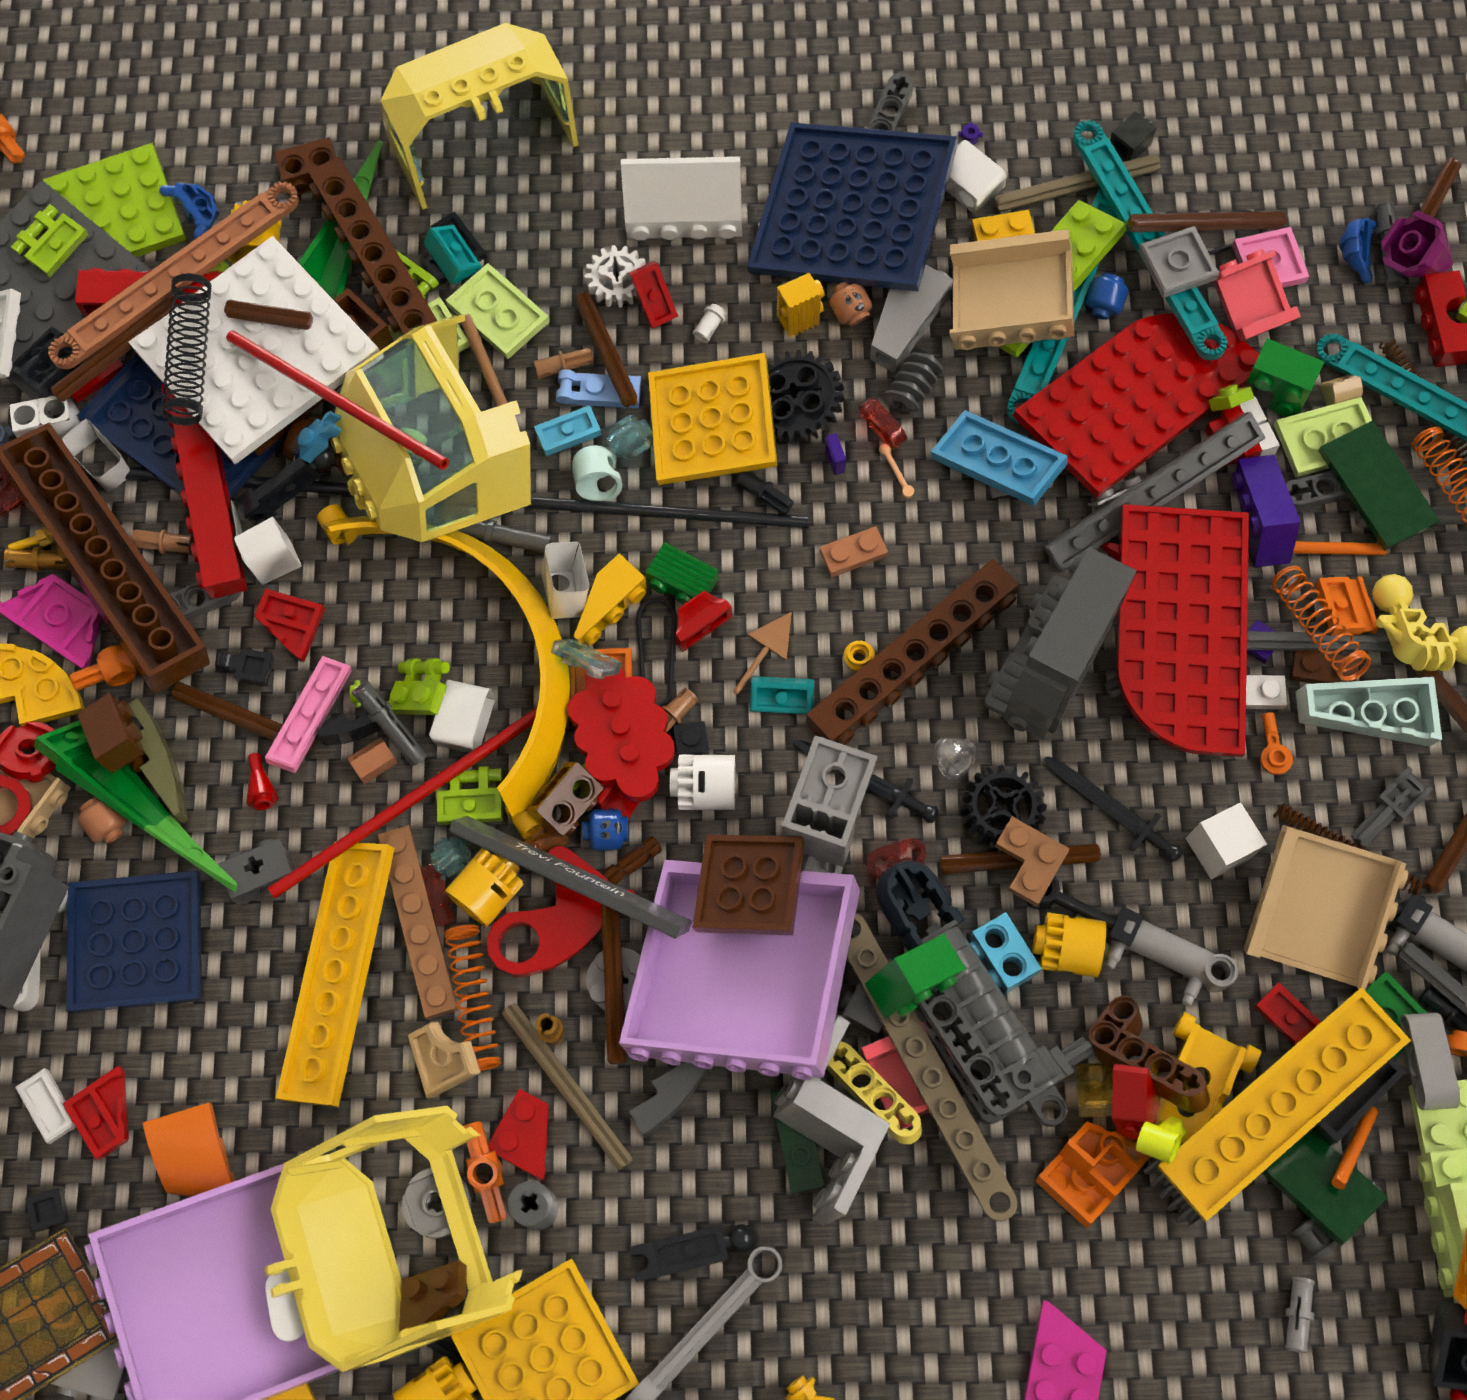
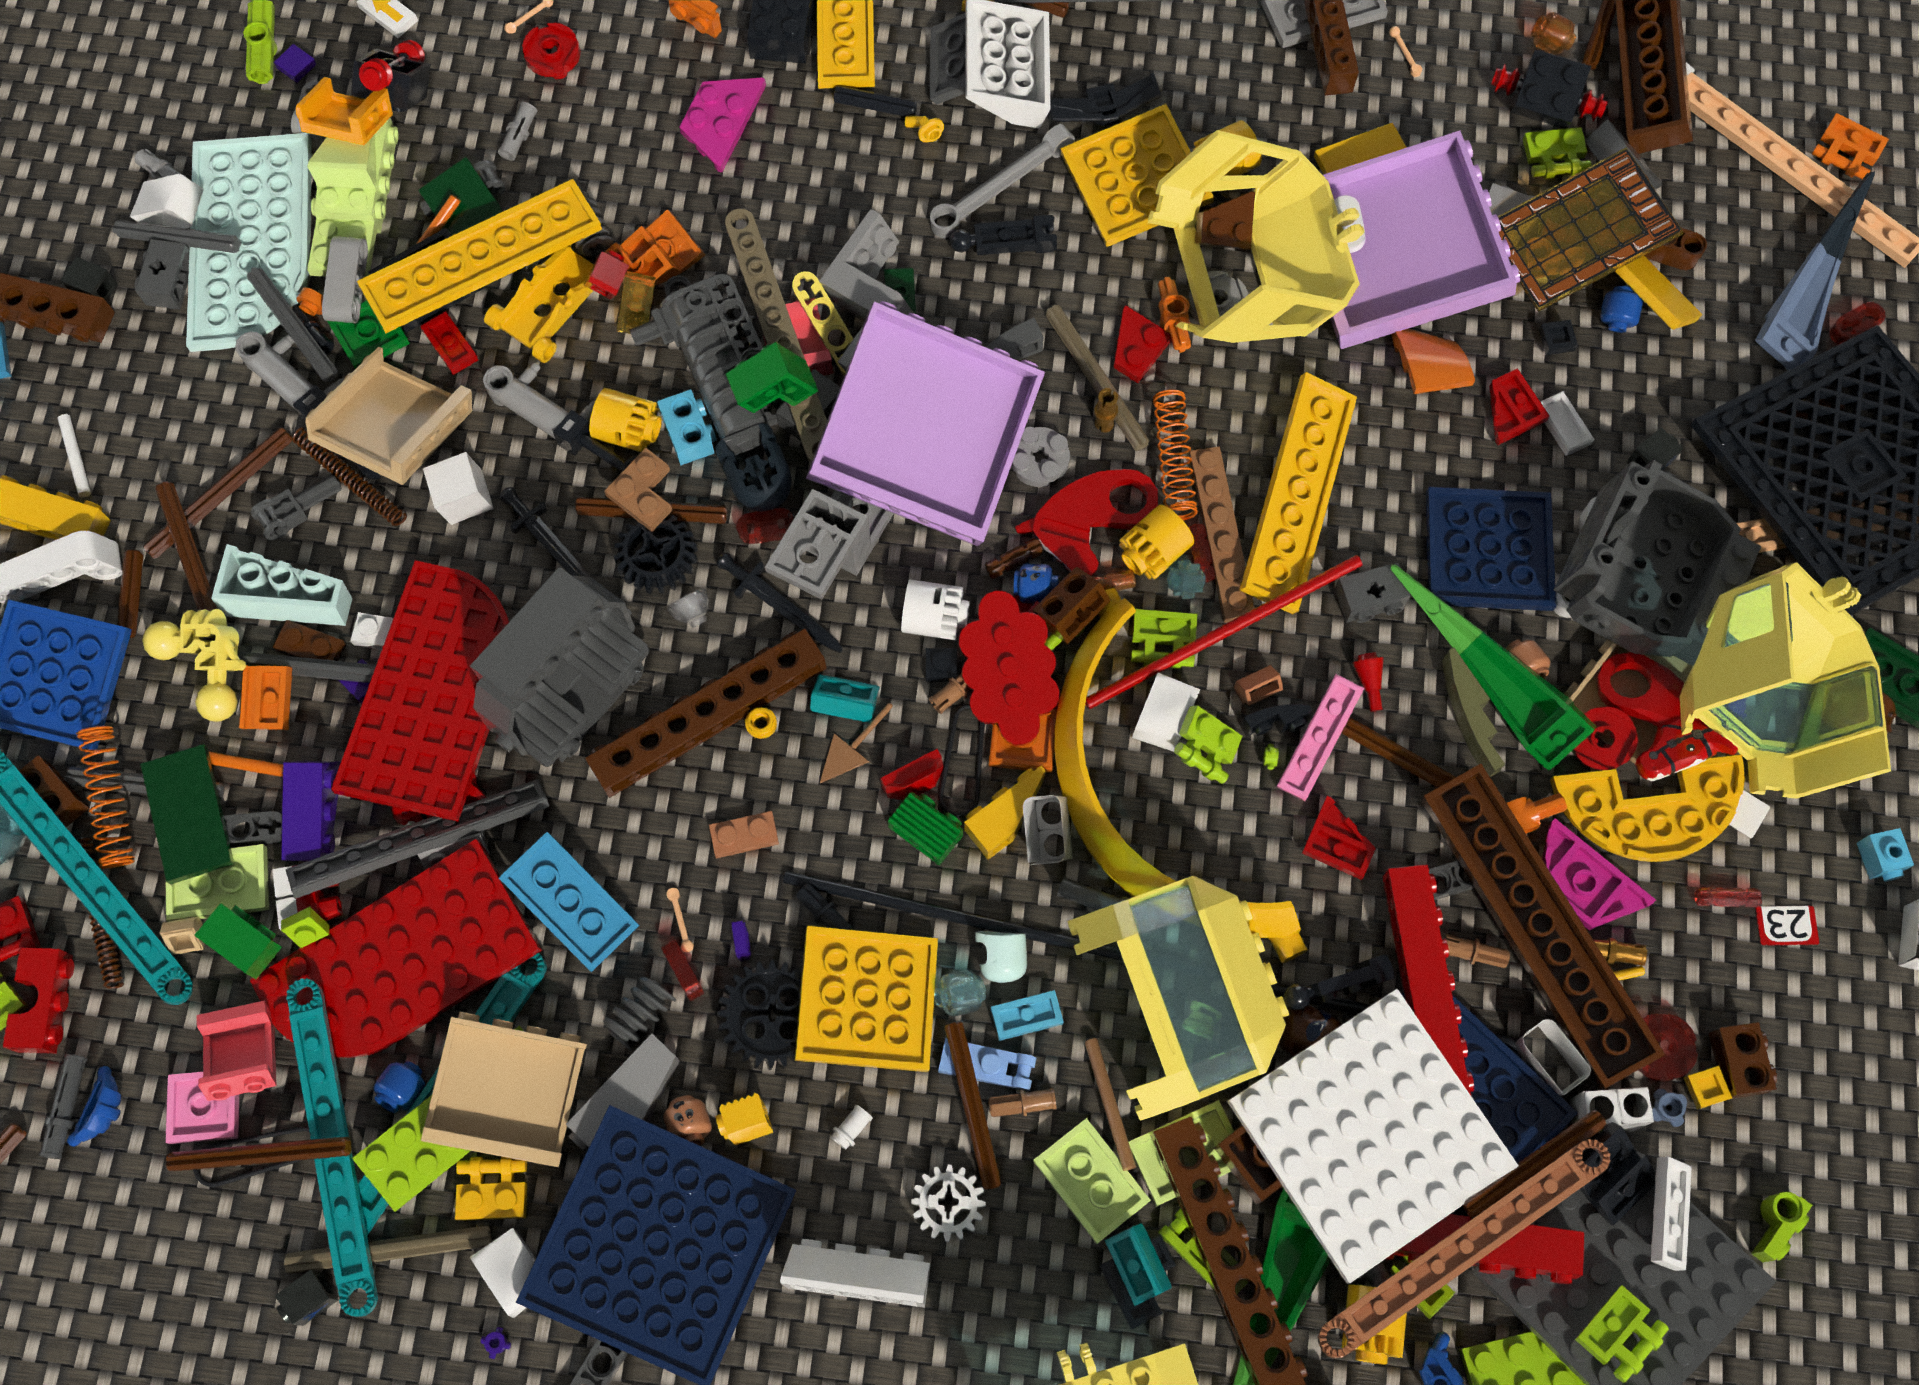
camera: 175 degrees left, 0 degrees up
(113, 734) = (1519, 729): reddish brown brick -> none
(186, 402) = (1433, 1201): black piece -> none
(236, 520) = (1392, 944): white sticker -> none
(249, 667) = (1379, 798): black plate -> none
(267, 551) = (1359, 908): white piece -> none
(268, 314) = (1354, 1158): reddish brown axle -> none
(315, 437) = (1301, 1008): dark azure plate -> none
(338, 400) = (1279, 1010): red piece -> none
(381, 713) = (1245, 710): dark grey pin -> none
(441, 1061) = (1207, 403): tan tile -> none
(523, 1214) = (1134, 274): dark grey piece -> none
(571, 876) = (1074, 528): dark grey tile -> none
(580, 655) = (1035, 739): clear light blue plate -> none
(613, 984) = (1044, 446): reddish brown axle -> none
(653, 294) = (910, 1163): red plate -> none
(749, 884) = (908, 484): reddish brown plate -> none
(1162, 1139) = (592, 238): neon yellow piece -> none
(1178, 262) = (308, 1096): light grey tile -> none
(1182, 1086) = (581, 309): reddish brown beam -> none
(1275, 757) = (386, 567): orange plate -> none
(1295, 586) = (322, 730): orange piece -> none
(1417, 246) = (41, 1074): magenta cone -> none

